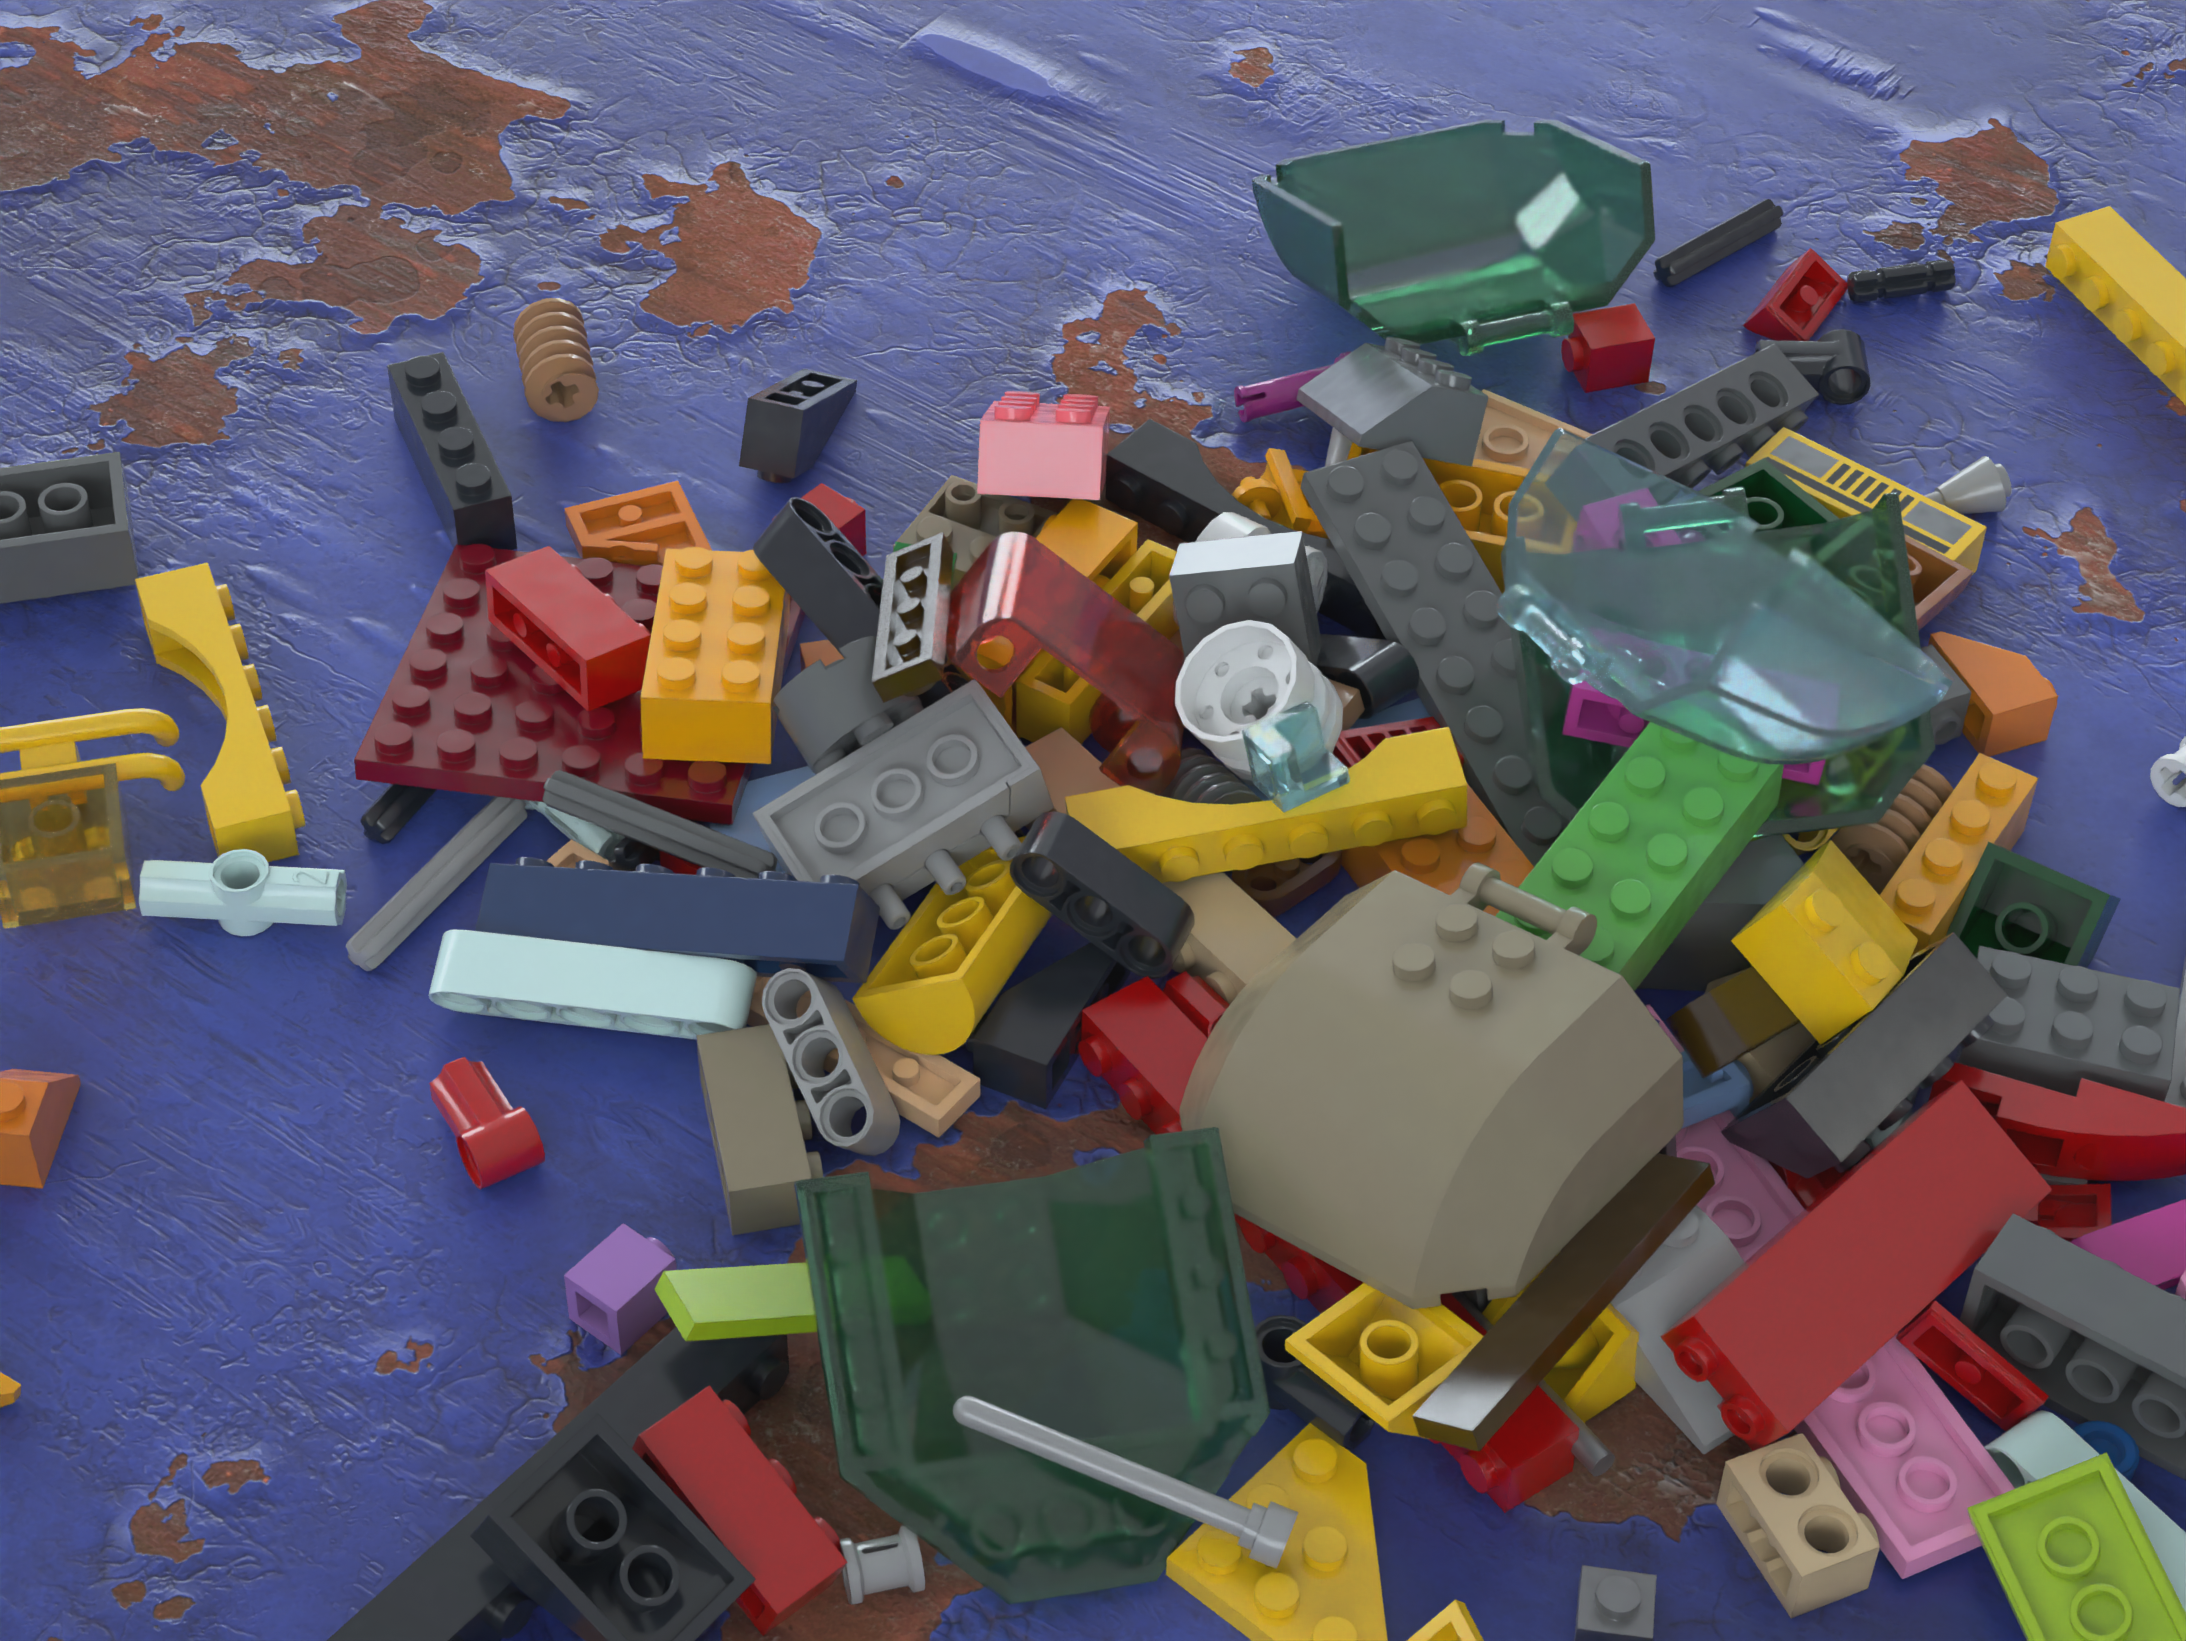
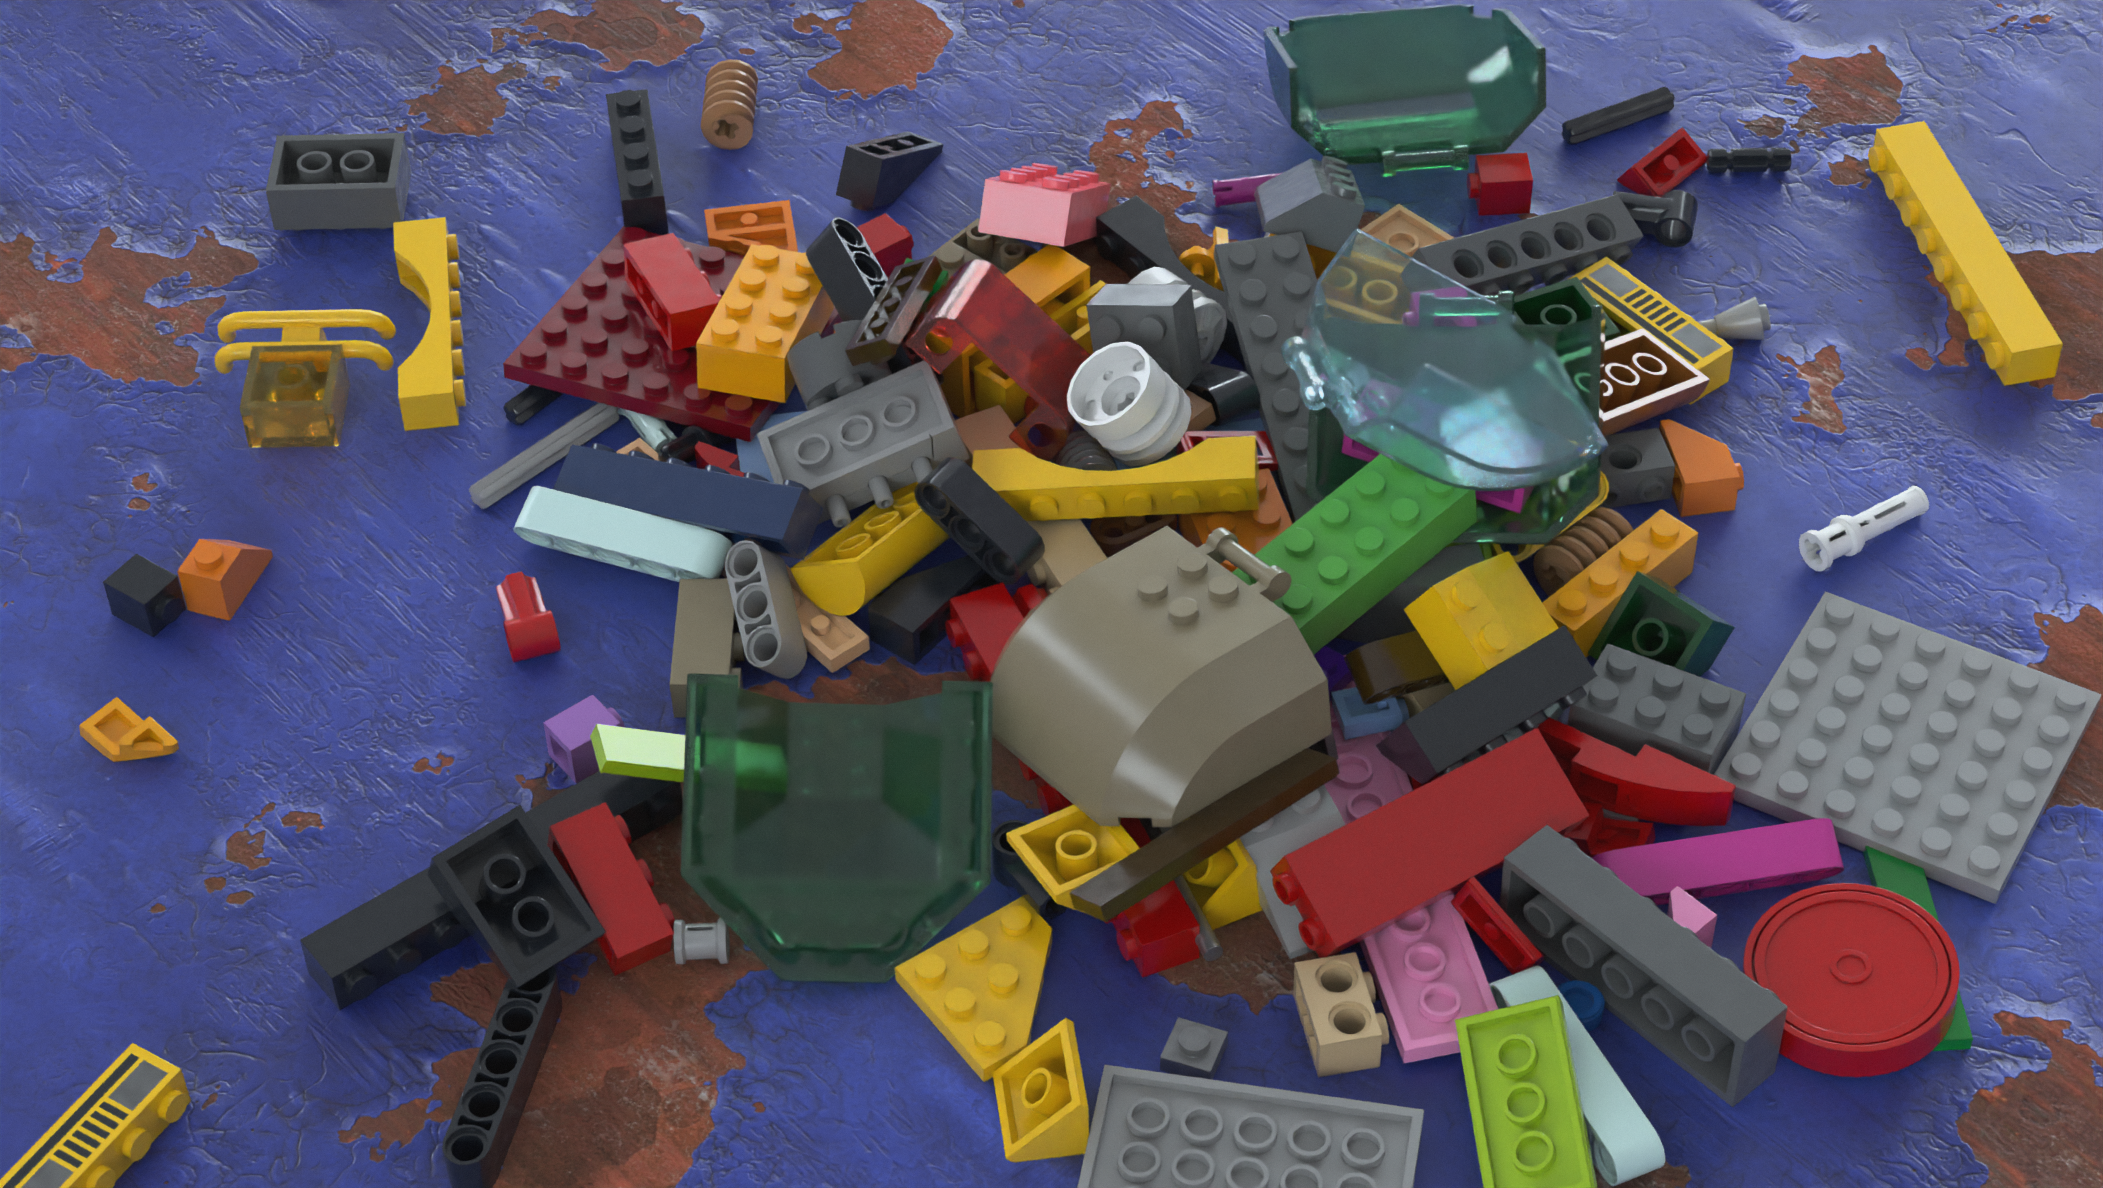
camera: 15 degrees right, 0 degrees up
(243, 892) = (409, 444): light aqua piece -> none
(654, 826) = (691, 434): dark grey axle -> none
(1259, 1528) = (958, 956): light grey piece -> none
(1291, 758) = (1135, 441): clear light blue panel -> none

